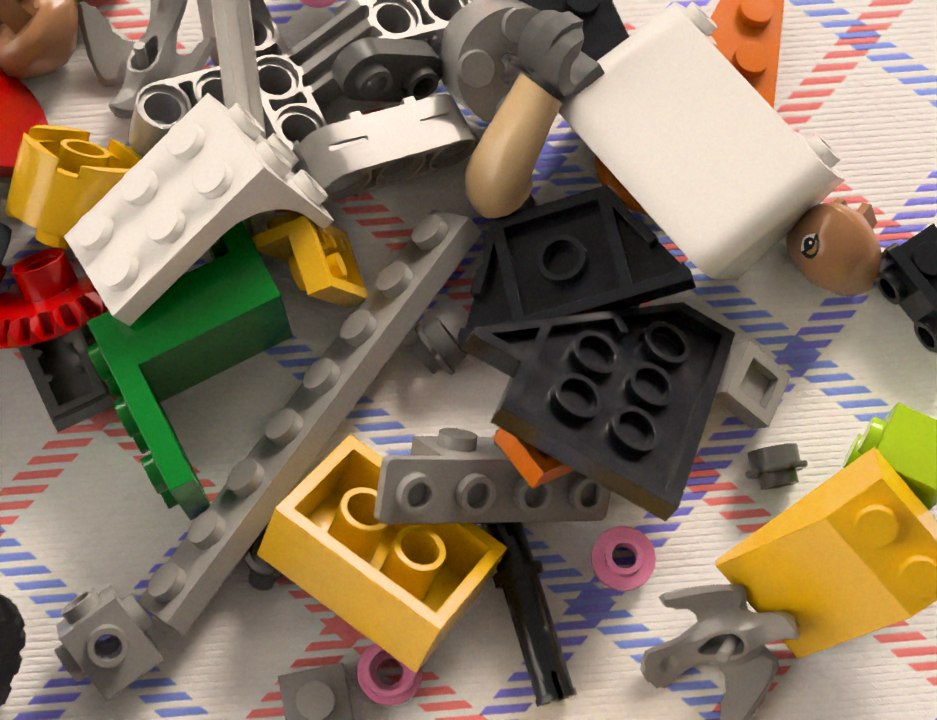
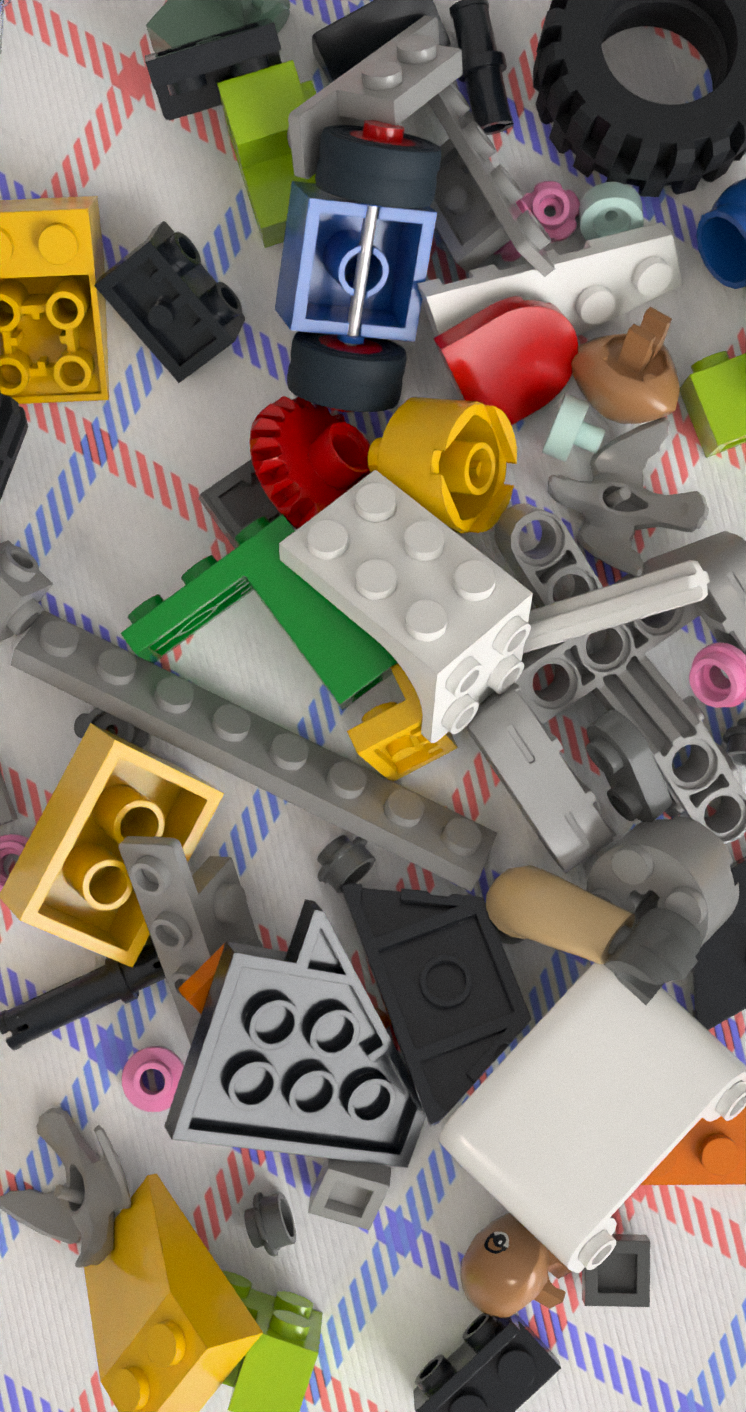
camera: 85 degrees right, 15 degrees up
(70, 90) = (571, 430): none -> light aqua tile
(858, 163) = (622, 1276): none -> dark grey plate

